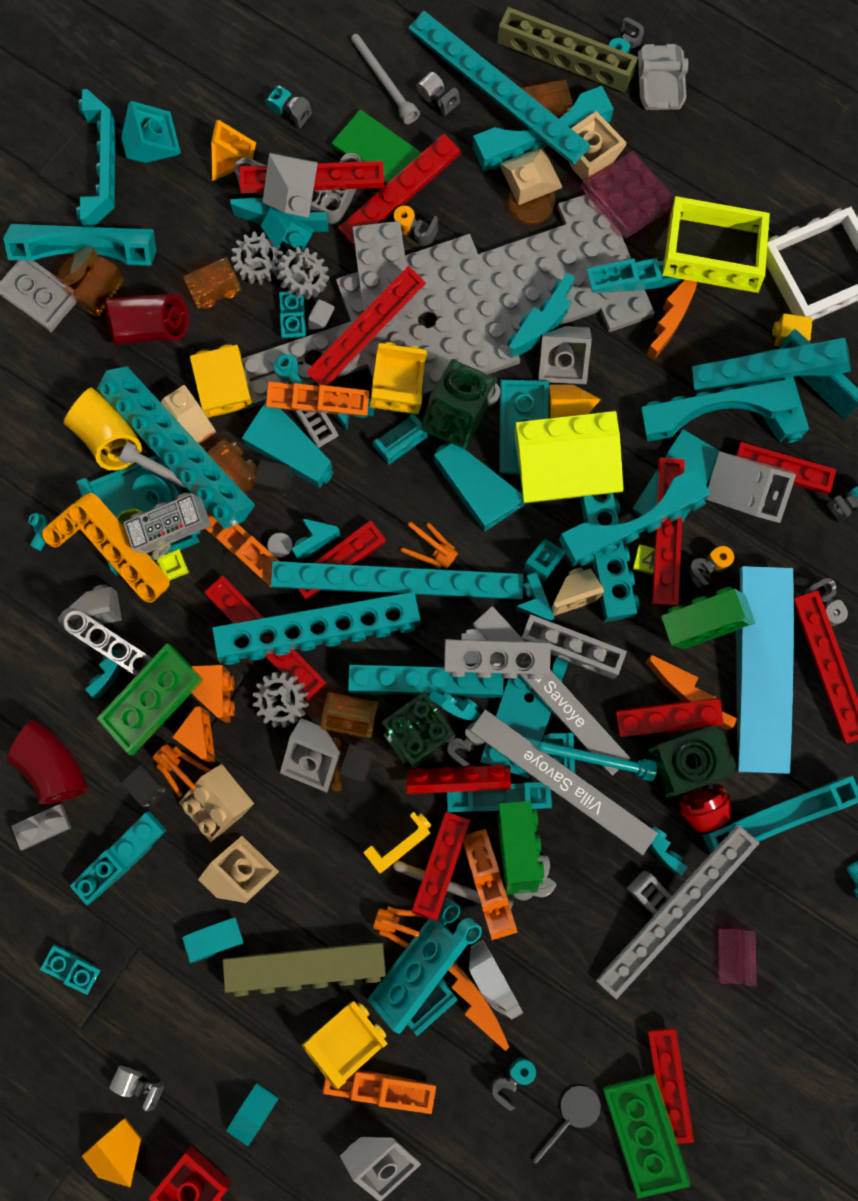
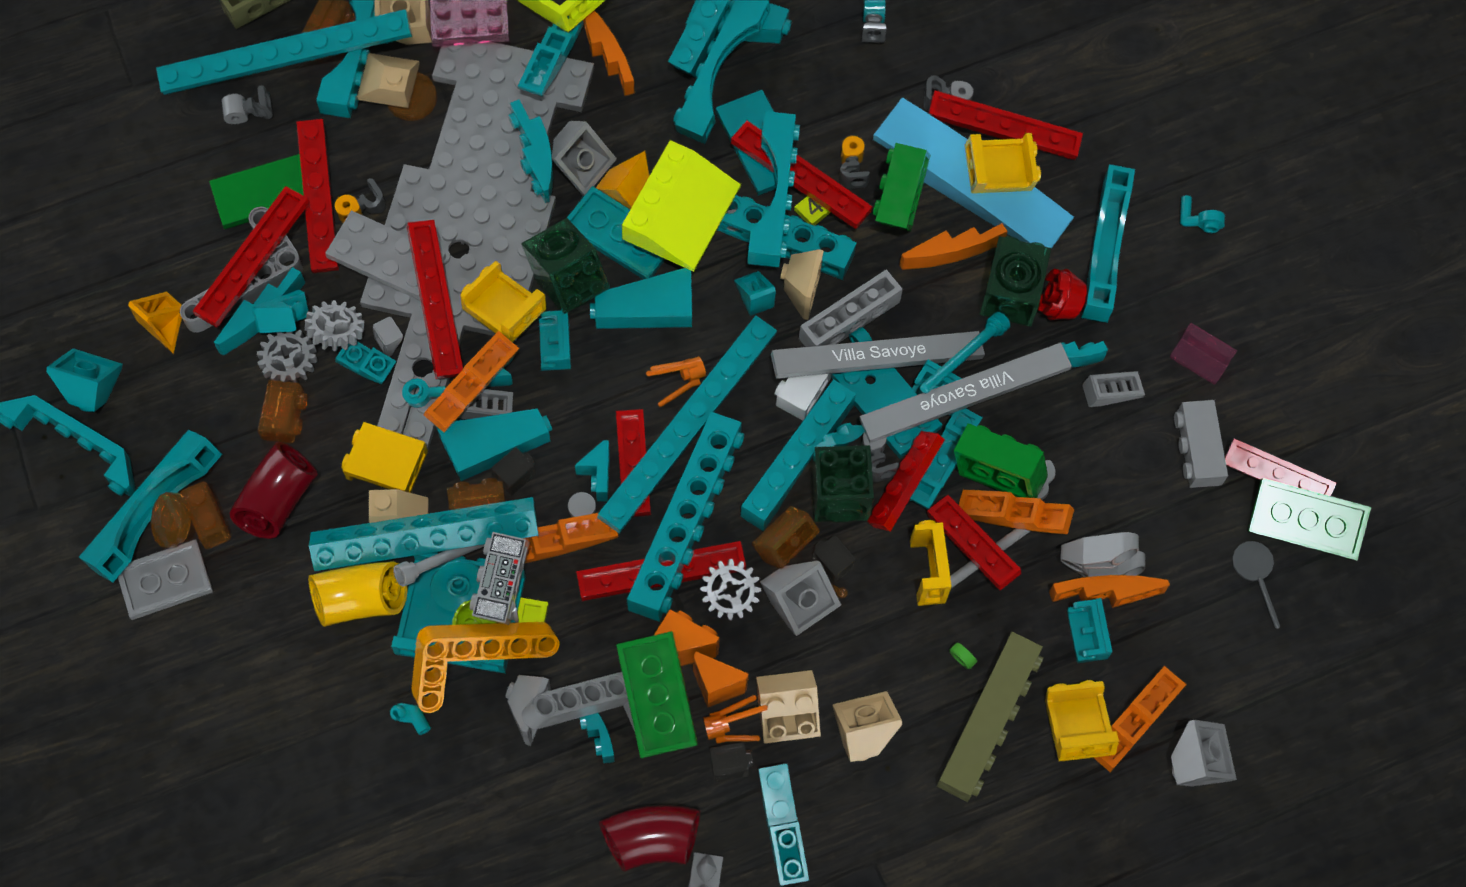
camera: 60 degrees left, 10 degrees down
(212, 940) = (914, 785): teal slope -> none
(252, 1114) = (1095, 845): teal slope -> none
(281, 100) = (145, 242): leg -> none
(290, 184) = (250, 275): light grey slope -> none
(342, 914) = (963, 656): none -> bright green tile
(387, 922) = (994, 621): orange plant -> none
(407, 110) = (242, 142): light grey piece -> none
(418, 972) = (1055, 620): teal hinge -> none
(521, 1072) = (1193, 591): leg -> none
(538, 605) = (788, 316): teal slope -> none
(538, 653) = (795, 403): light grey brick -> none
(653, 1002) = (1201, 444): none -> light grey brick
(670, 717) = (965, 275): red plate -> none
(677, 911) = (1136, 373): light grey tile -> none
(750, 486) = (808, 83): light grey slope -> none
(789, 686) = (1002, 164): none -> yellow panel
(808, 474) = (807, 52): red plate -> none

